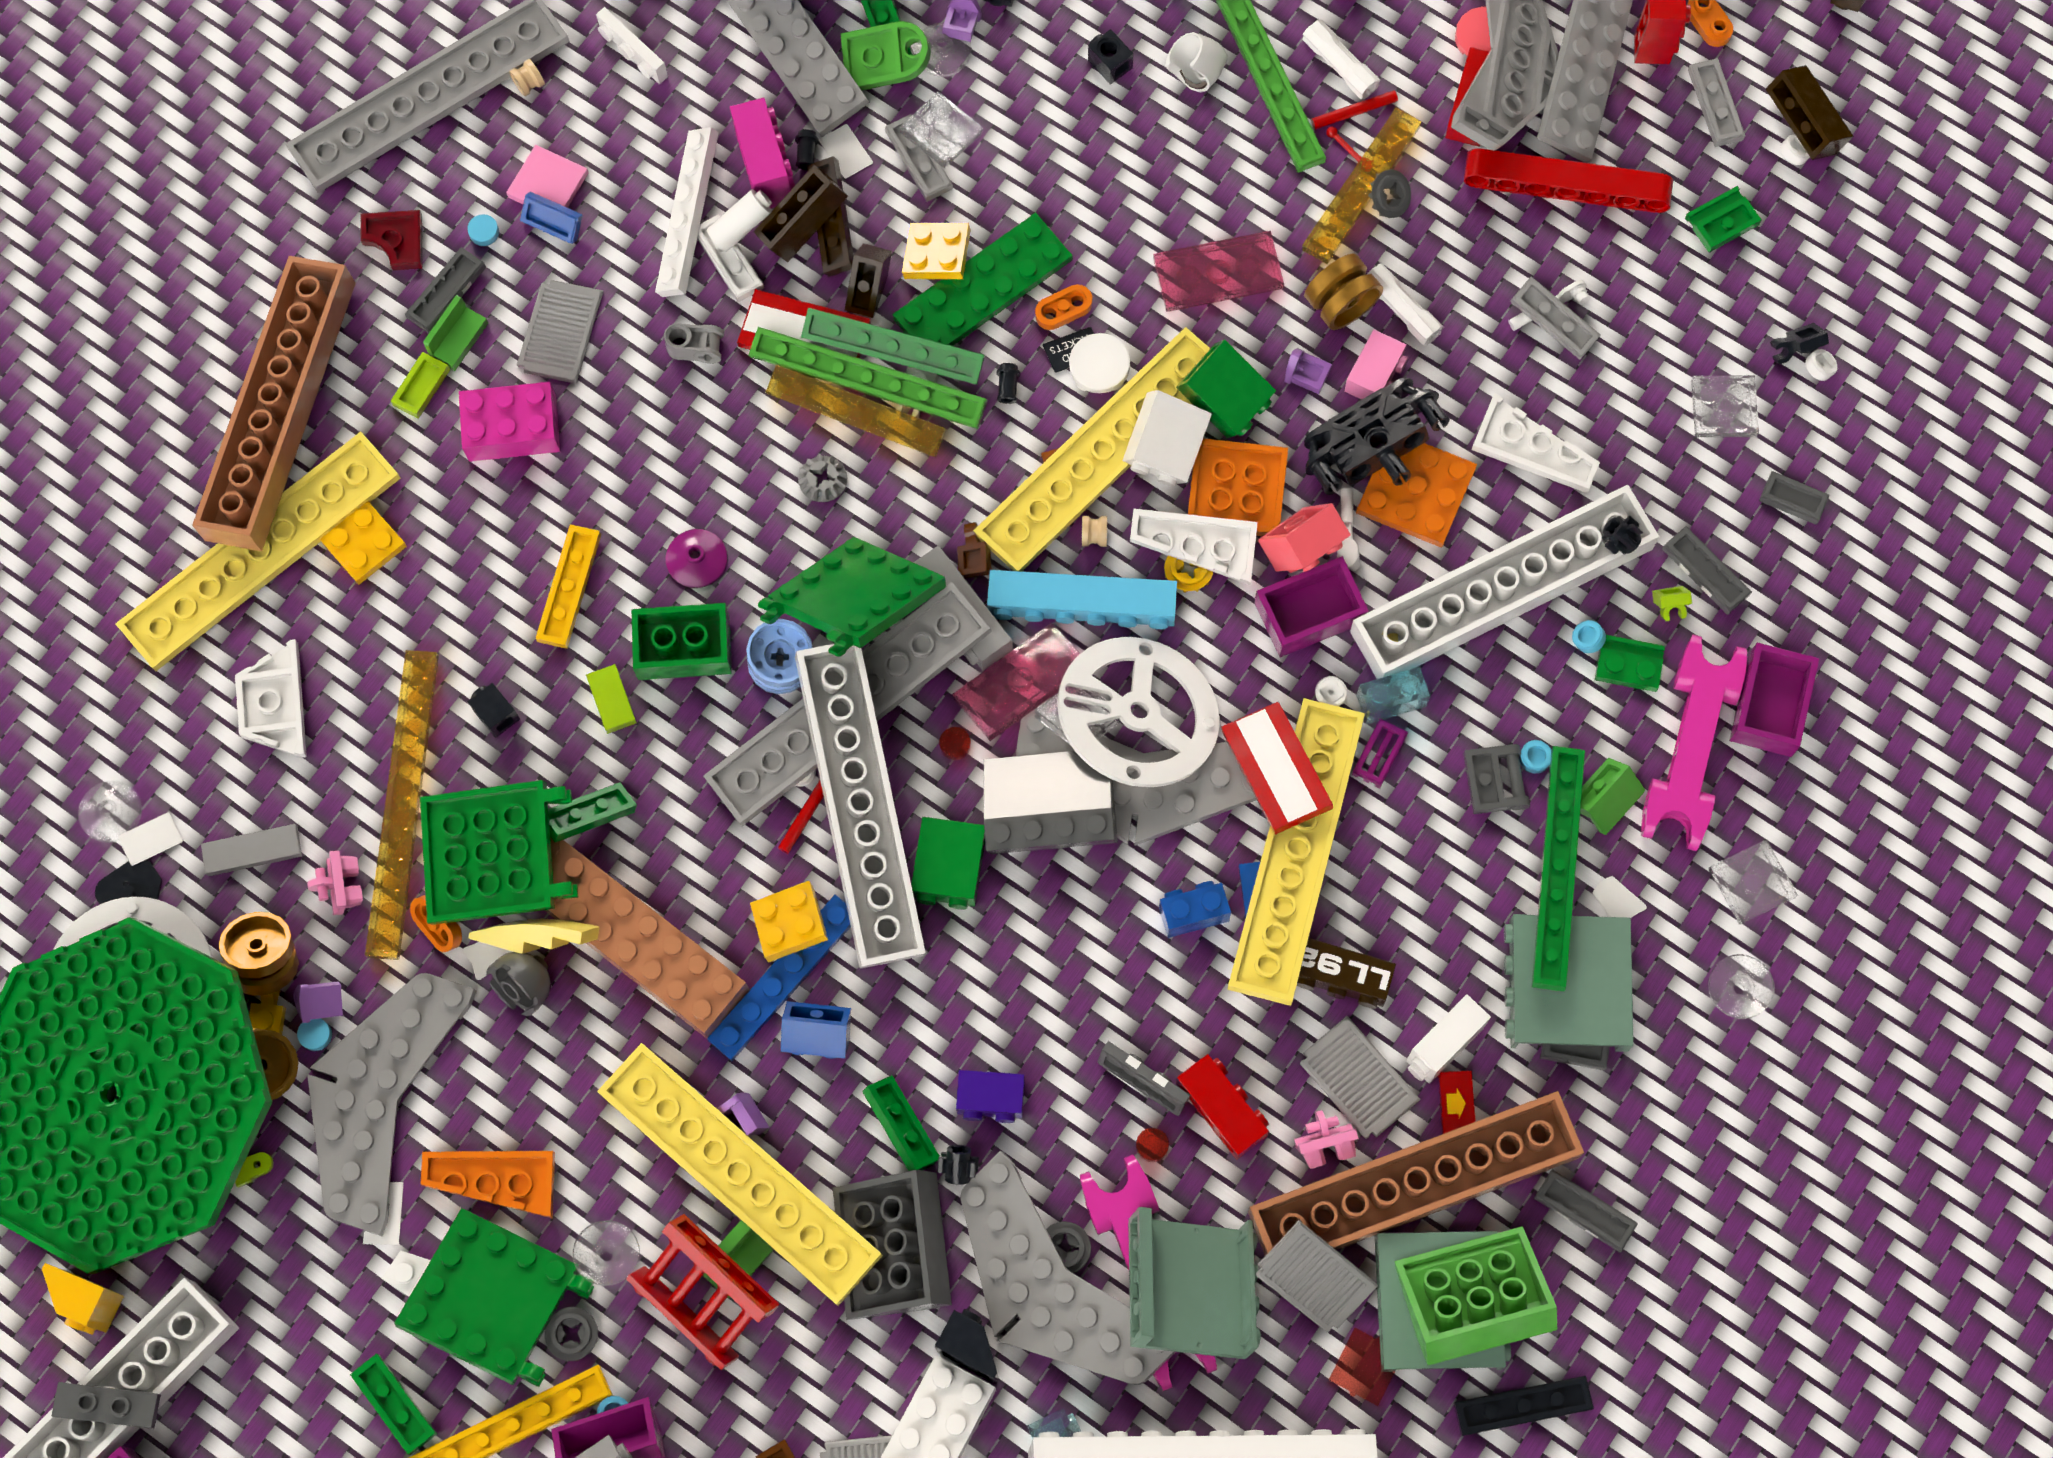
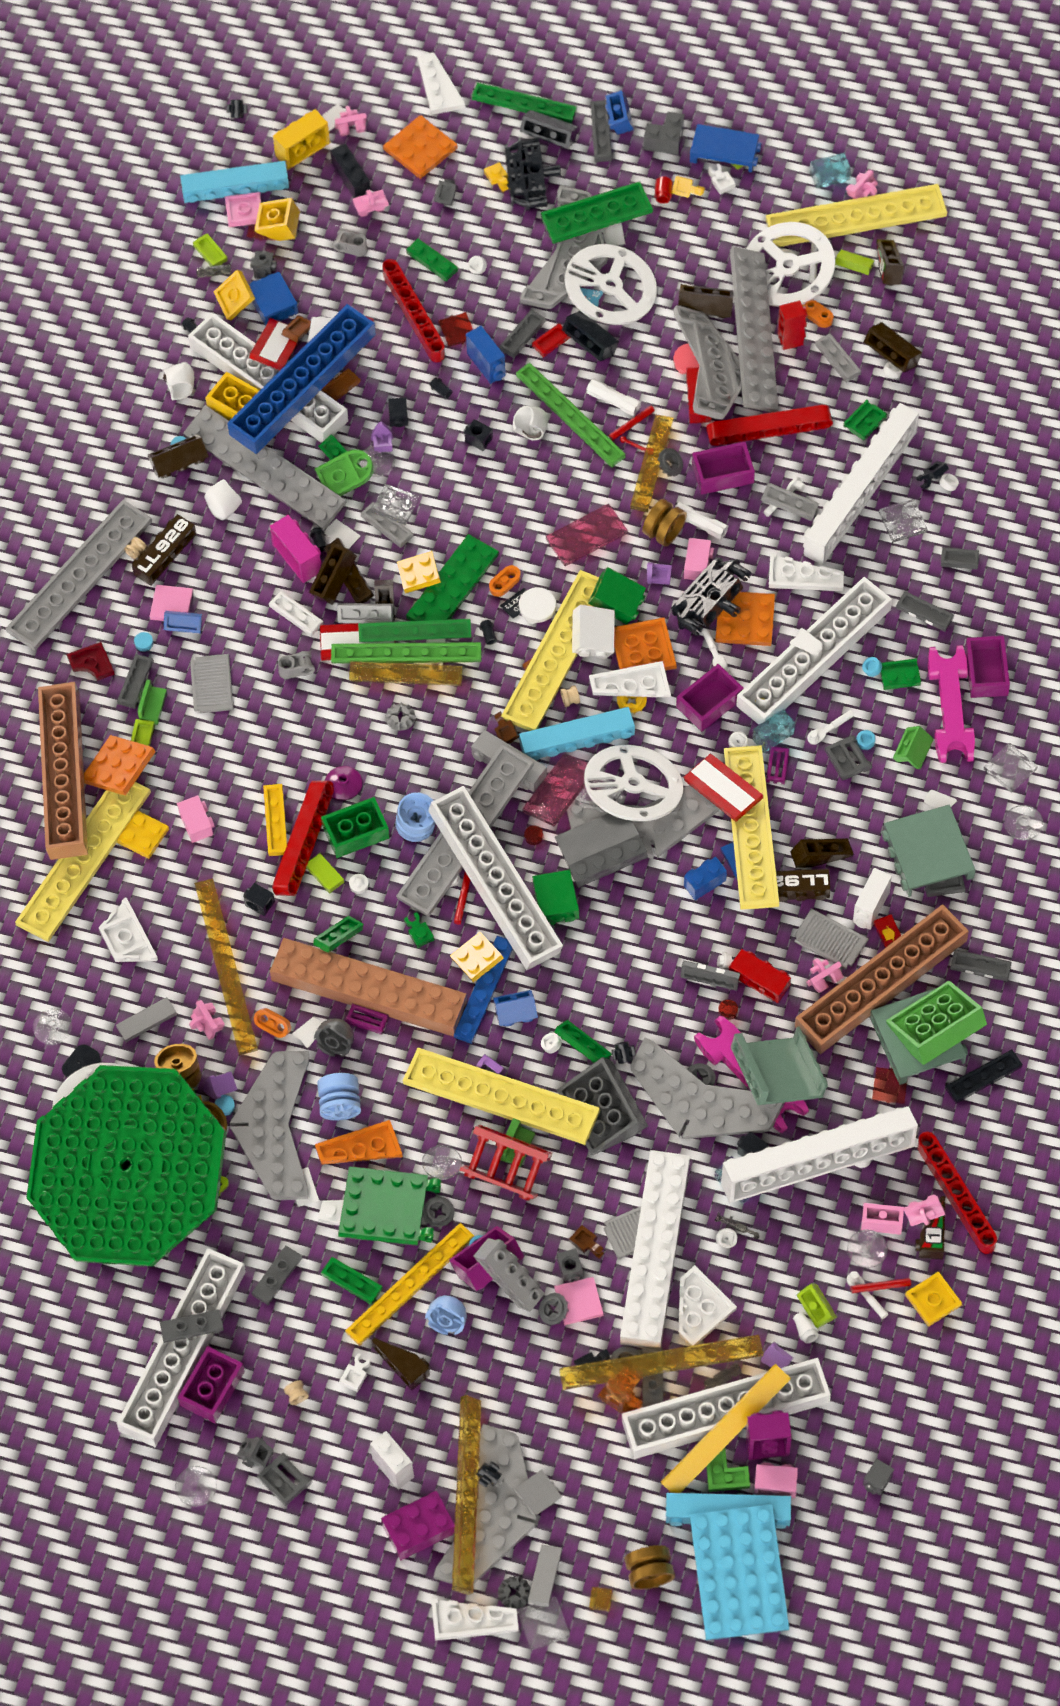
camera: 20 degrees left, 10 degrees down
(81, 1301) = (150, 1280): yellow slope -> none
(150, 839) = (83, 1033): white sticker -> none
(284, 1351) = (276, 1275): none -> dark grey plate
(364, 419) = (118, 765): none -> orange plate
(448, 544) = (195, 818): none -> bright pink brick
(485, 1087) = (339, 1096): none -> light blue wheel
(490, 852) = (293, 968): green plate -> none
(509, 421) = (204, 740): dark pink piece -> none
(529, 935) = (330, 1008): light yellow slope -> none
(567, 92) = (163, 549): none -> dark brown brick
(596, 632) = (303, 838): none -> red beam
(604, 981) = (376, 1029): none -> magenta tile
(631, 46) = (192, 512): white plate -> none
(656, 734) = (358, 883): none -> white tile
(682, 41) = (222, 500): none -> white piece
(686, 212) = (262, 595): white plate -> none
(720, 847) = (419, 931): none -> green plate
(740, 219) = (298, 587): white brick -> none
(829, 293) = (364, 613): none -> light grey plate
(852, 1106) = (551, 1043): none -> white tile
(853, 594) = (448, 766): green plate -> none
(967, 1344) = (667, 1138): black slope -> none
(990, 1095) = (627, 1011): dark purple brick -> none
(1103, 1402) = (750, 1144): none -> black brick
(1175, 1062) = (724, 961): none -> white plate
(1304, 538) = (692, 661): coral brick -> none
(1315, 1277) = (845, 1043): light grey window -> none
(1395, 926) = (820, 851): none -> dark brown slope
(1465, 722) = (819, 734): none -> white piece
(1469, 229) = (723, 468): none -> magenta piece
(1496, 566) = (806, 642): none -> white sticker
(1558, 869) = (900, 790): green plate -> none
(1622, 535) = (871, 602): black gear -> none
(1672, 598) = (910, 632): lime tile -> none
(1678, 324) = (860, 483): none -> white brick

